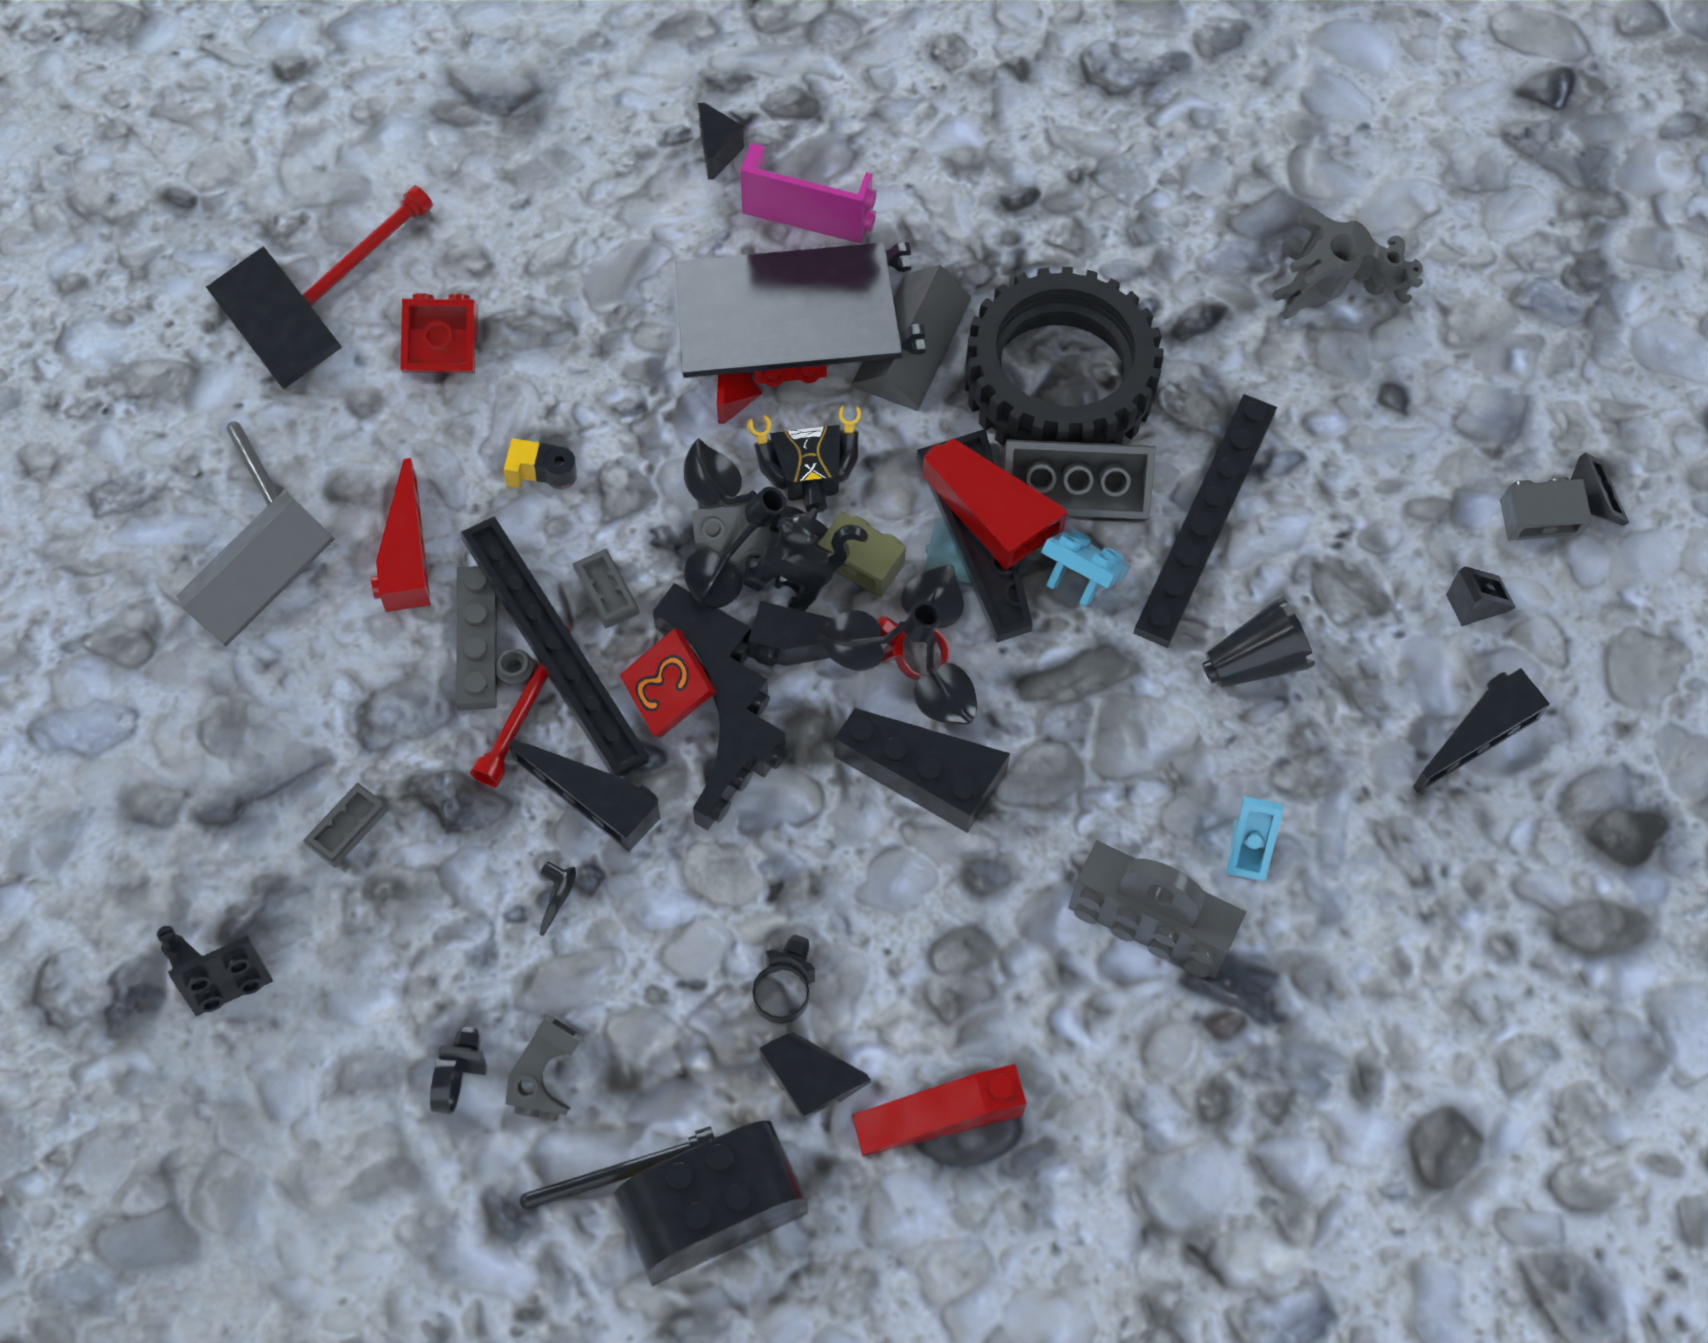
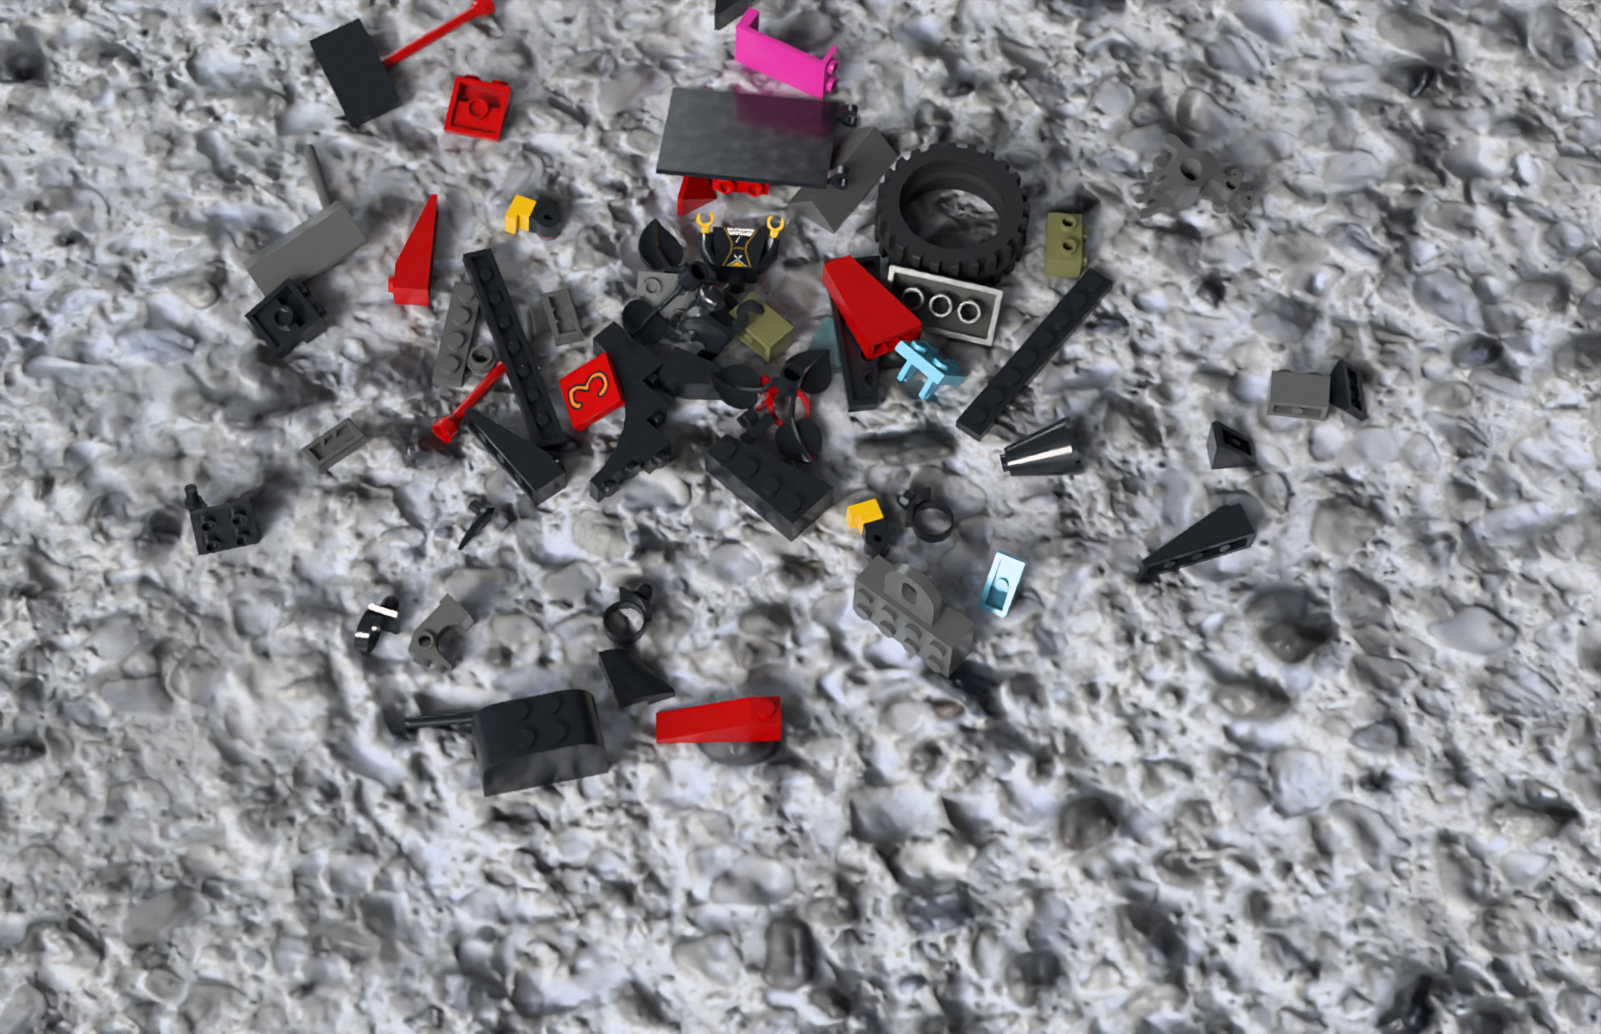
camera: 10 degrees right, 5 degrees down
(250, 661) = (287, 317): none -> black plate
(885, 686) = (754, 424): none -> black tile
(1067, 794) = (872, 527): none -> leg
(1105, 748) = (913, 504): none -> black piece
(1206, 371) = (1064, 245): none -> olive brick

